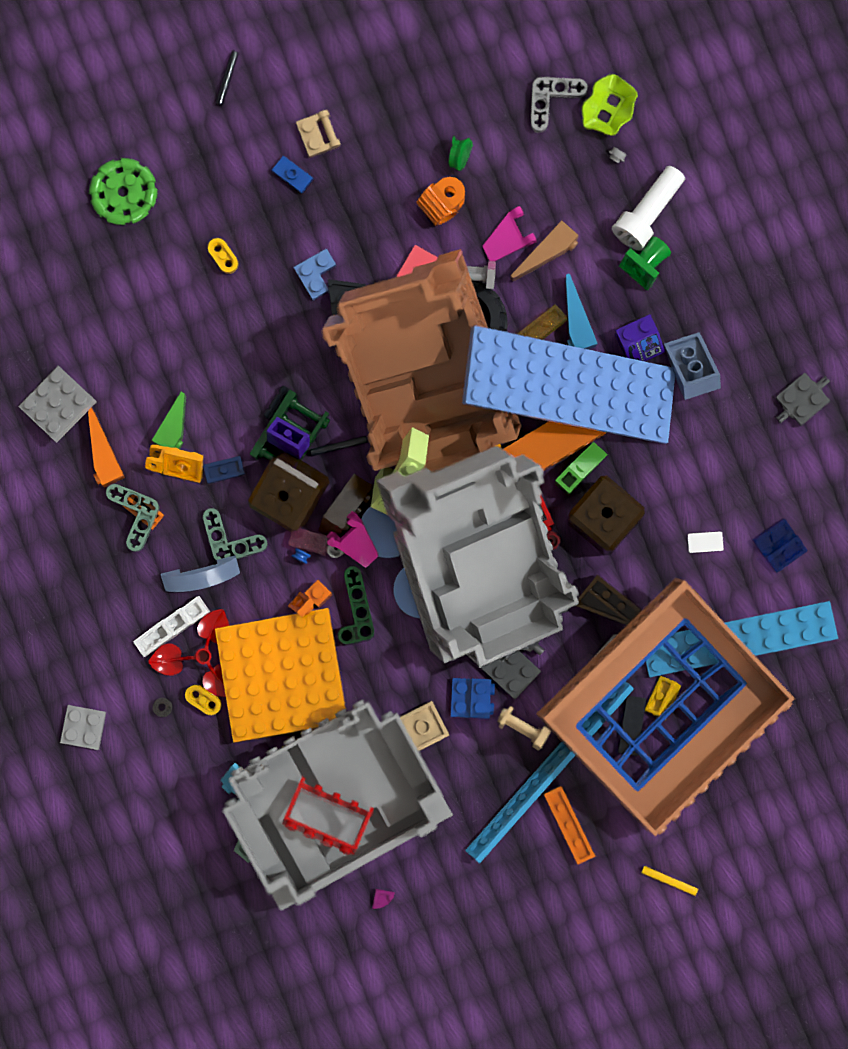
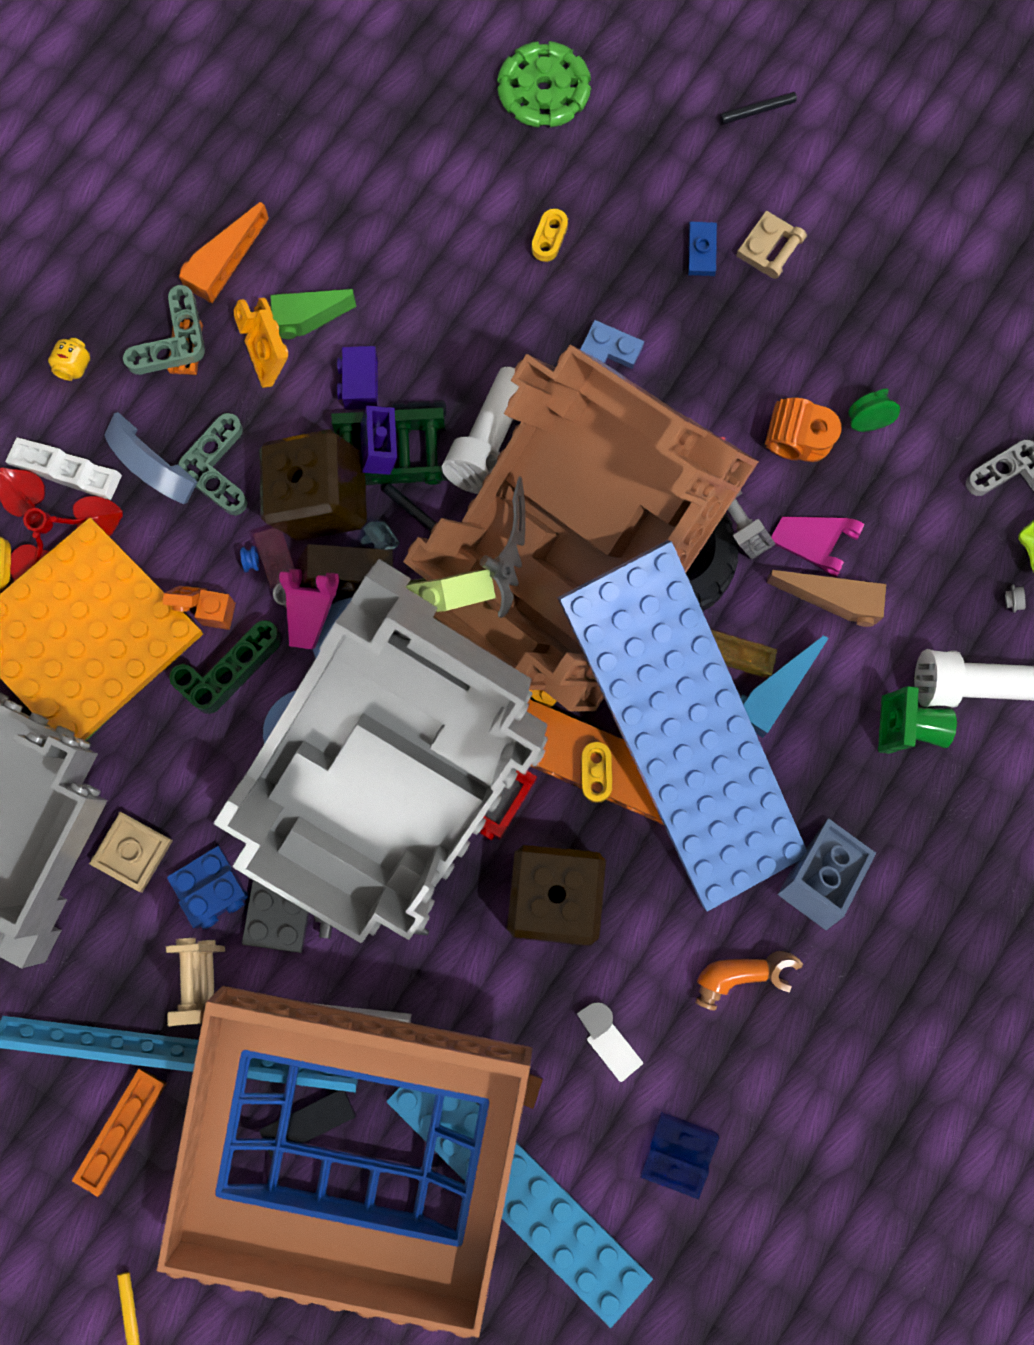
camera: 50 degrees right, 5 degrees down
(57, 404) = (243, 170): light grey plate -> none
(107, 580) = (69, 359): none -> yellow head
(224, 469) = (295, 402): dark blue plate -> none
(235, 423) = (359, 377): none -> dark purple brick
(335, 393) = (476, 455): none -> white piece
(339, 474) = (380, 535): none -> clear light blue tile
(415, 420) = (503, 565): none -> flat silver piece
(556, 448) = (596, 772): none -> yellow plate
(556, 539) = (482, 855): dark red plate -> none
(580, 468) = (594, 822): bright green slope -> none
(607, 601) = (447, 979): dark brown wedge -> none
(640, 339) = (812, 784): dark purple slope -> none
(662, 696) = (373, 1137): yellow slope -> none
(682, 539) = (596, 1019): none -> light grey tile
(707, 455) = (725, 974): none -> orange piece
(802, 399) = (890, 1049): dark grey plate -> none

